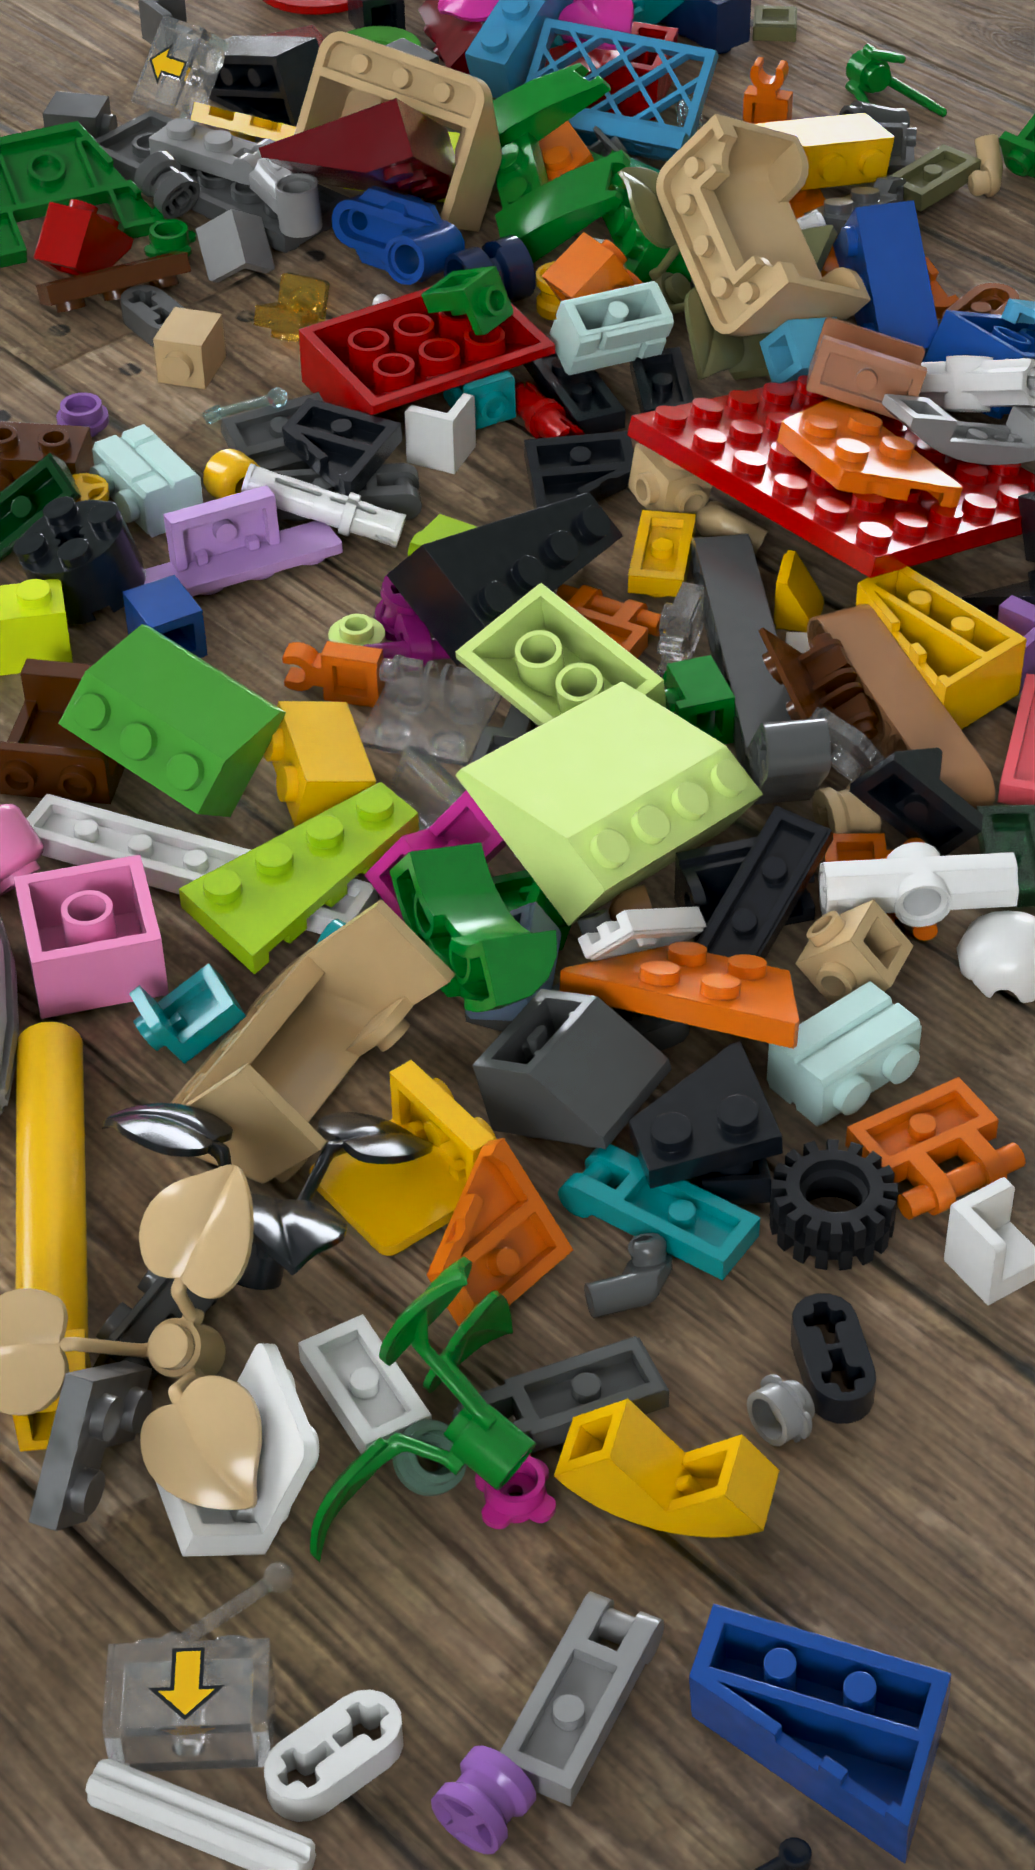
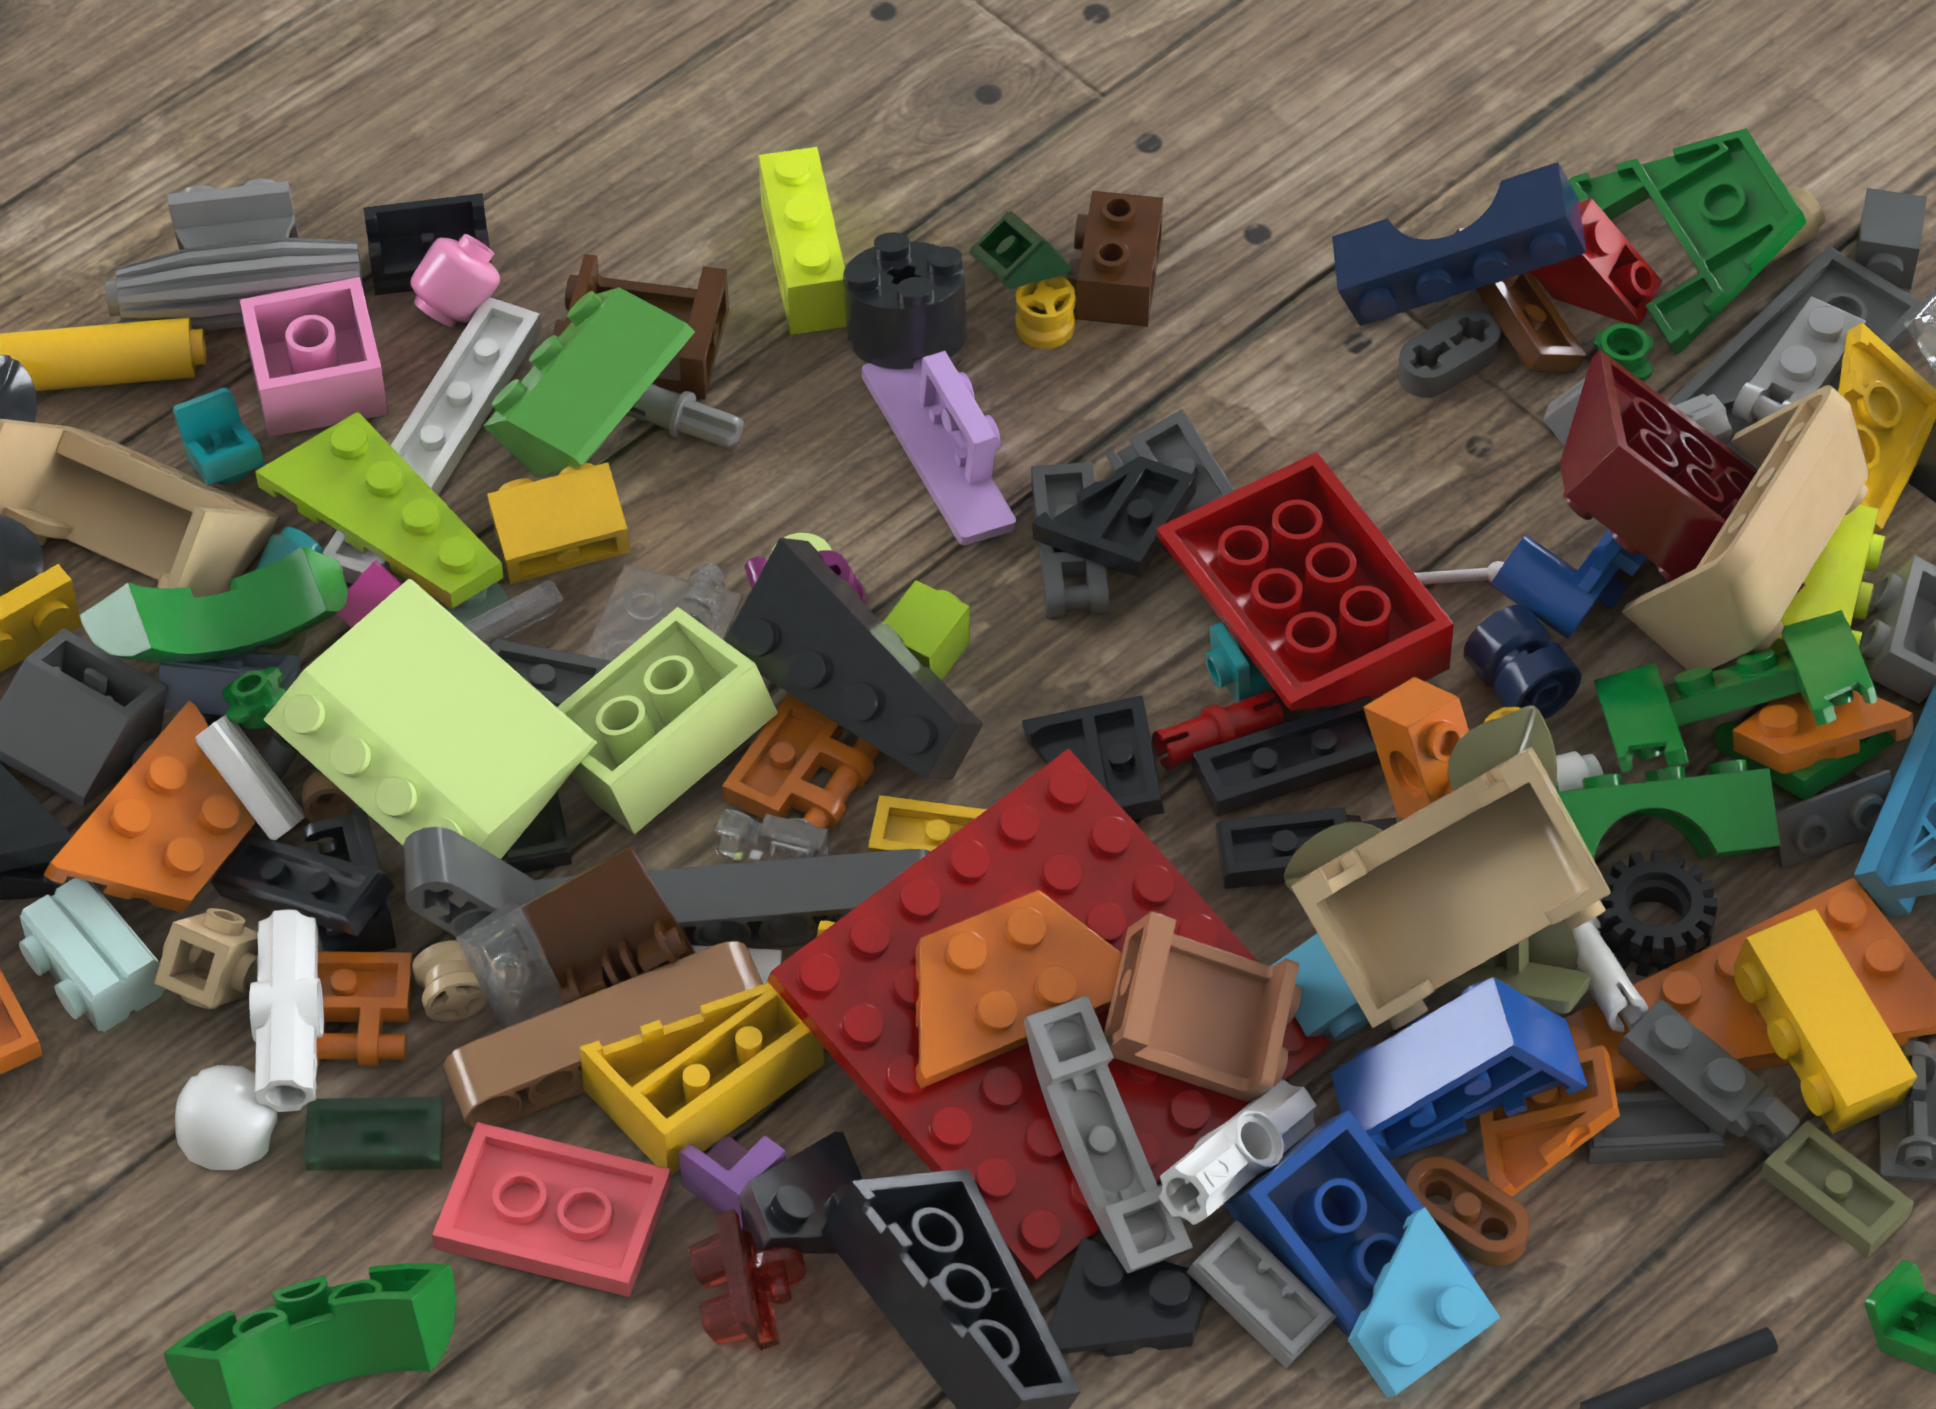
camera: 90 degrees right, 10 degrees up
(80, 319) = (1525, 228): none -> dark blue arch
(83, 410) = (1230, 298): medium lavender plate -> none
(145, 477) = (1085, 358): light aqua brick -> none
(162, 179) = (1704, 325): dark grey wheel -> none
(169, 610) = (820, 390): blue brick -> none
(189, 348) = (1357, 380): tan brick -> none
(226, 472) = (1090, 433): yellow piece -> none
(276, 398) = (1210, 450): clear light blue hinge -> none
(299, 305) = (1441, 475): clear yellow bracket -> none
(332, 508) = (1010, 533): white pin -> none
(343, 670) = (723, 539): orange plate -> none
(441, 438) = (1173, 629): white panel -> none
(474, 293) = (1347, 599): green bracket -> none
(579, 920) = (253, 697): none -> green plate
(611, 327) = (1321, 756): light aqua brick -> none
(701, 696) = (656, 838): green brick -> none
(915, 801) = (428, 1002): black slope -> none
(989, 177) = (1859, 1267): tan arm -> none

